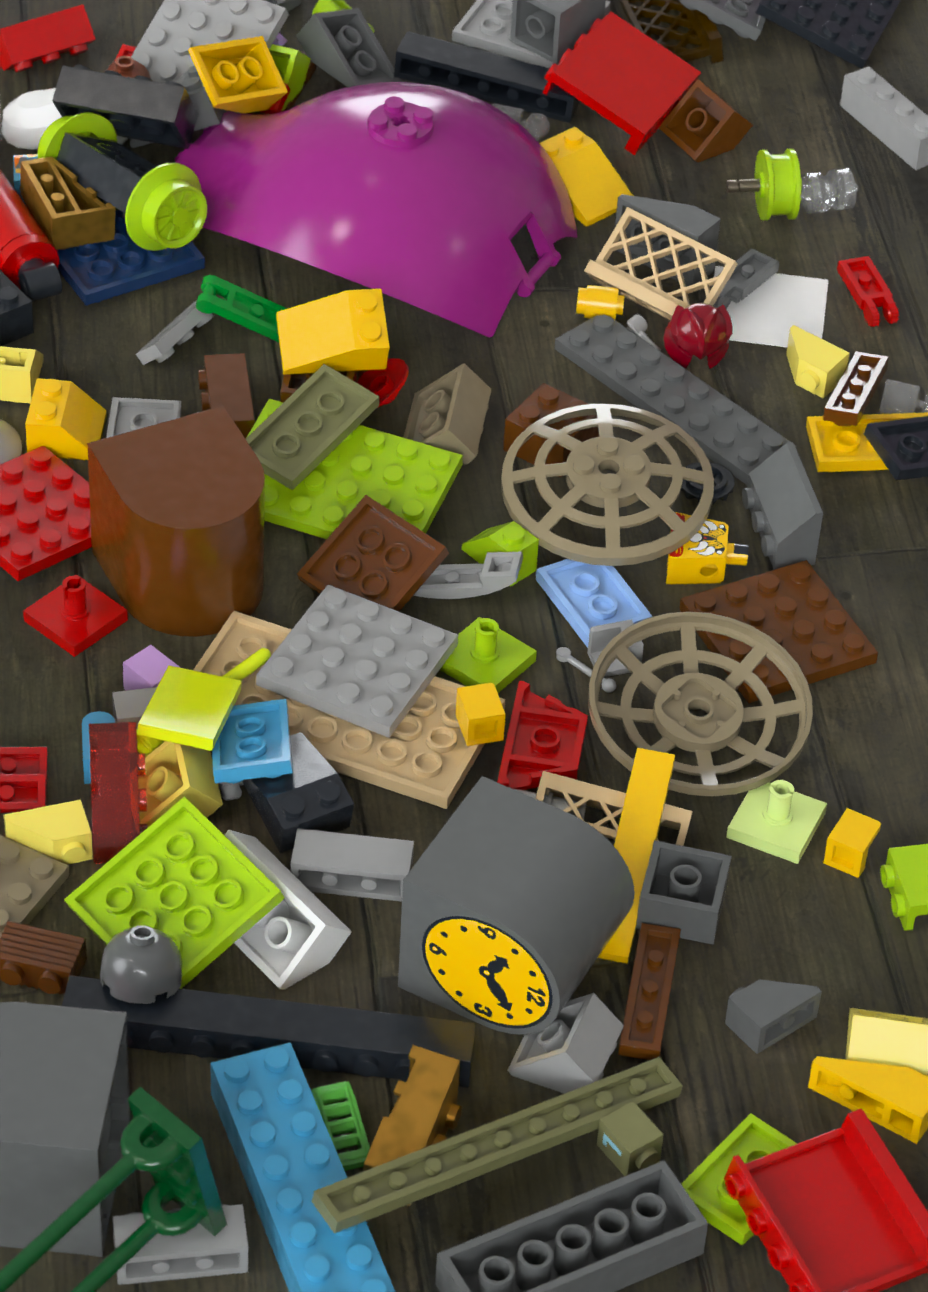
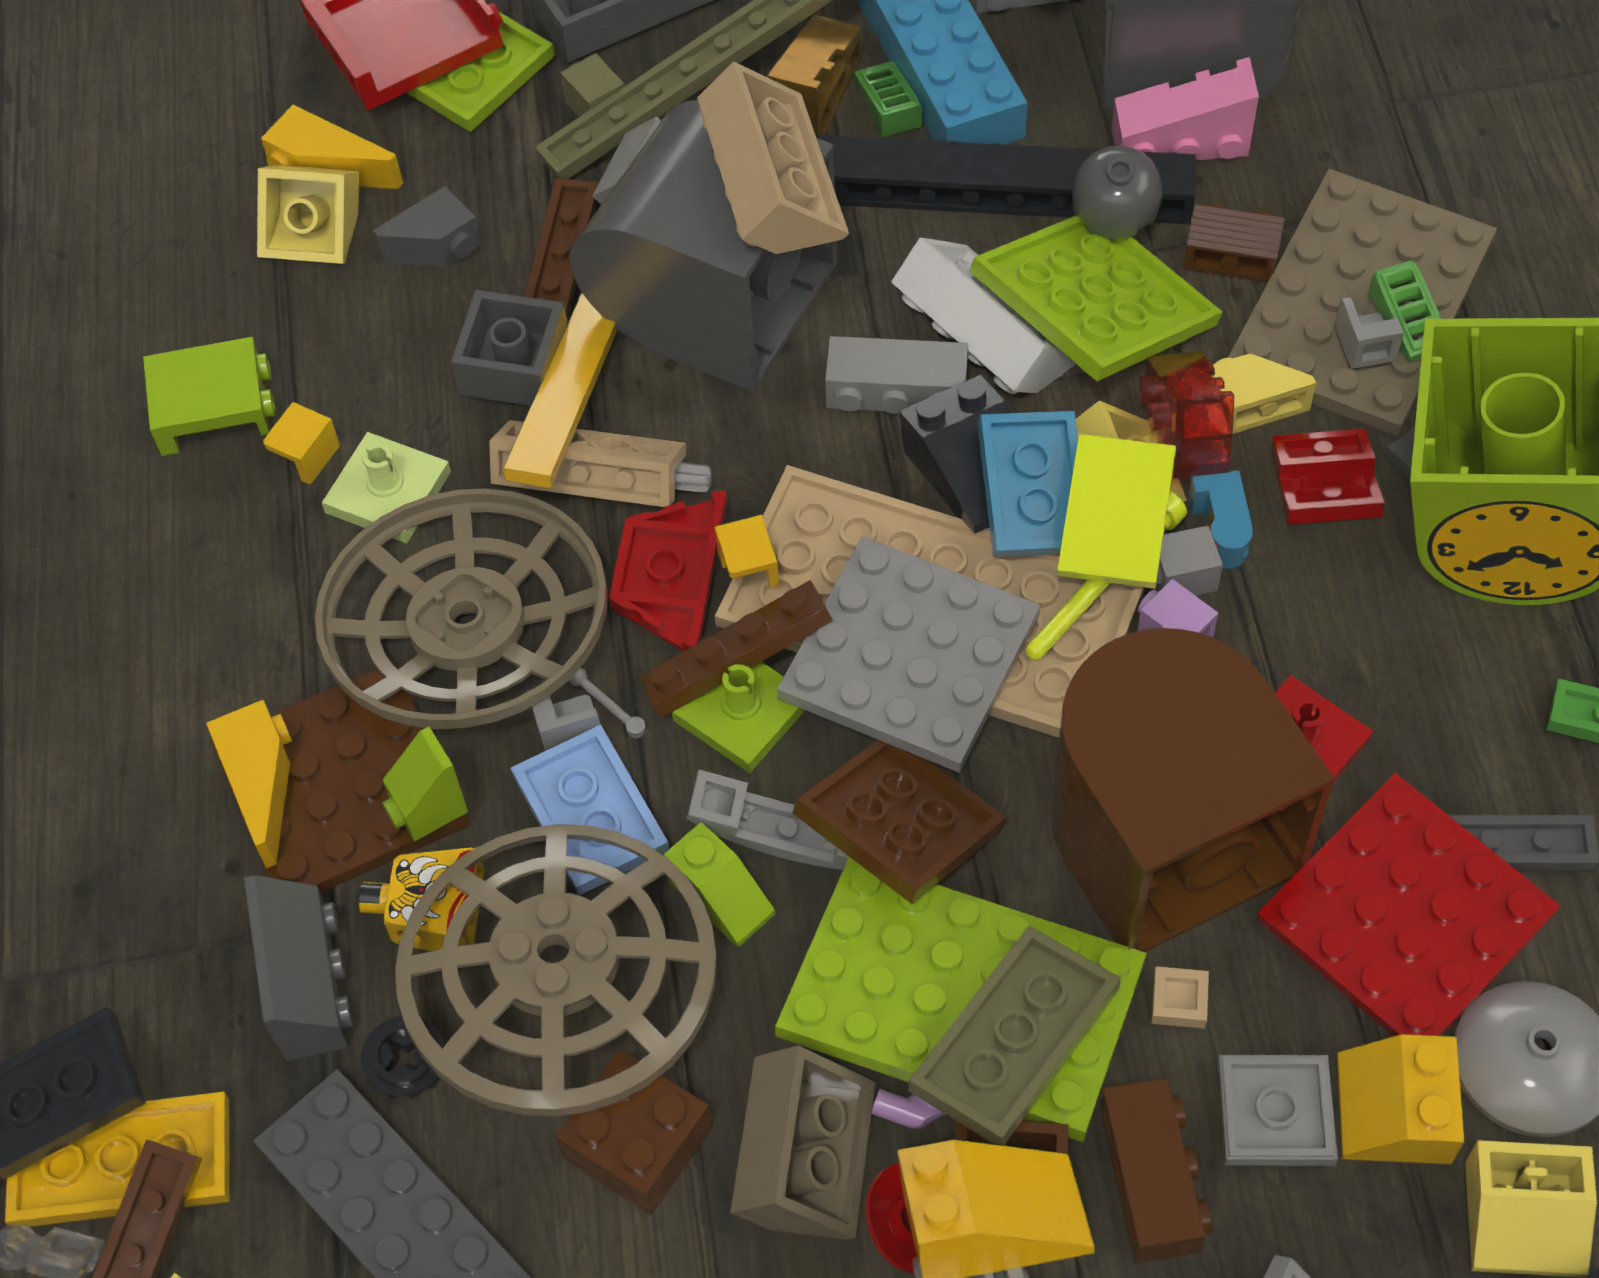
camera: 175 degrees left, 15 degrees up
(457, 840) = (770, 162): none -> tan slope
(494, 665) = (742, 643): none -> reddish brown plate
(707, 577) = (423, 788): none -> lime slope
(838, 608) = (257, 769): none -> yellow slope

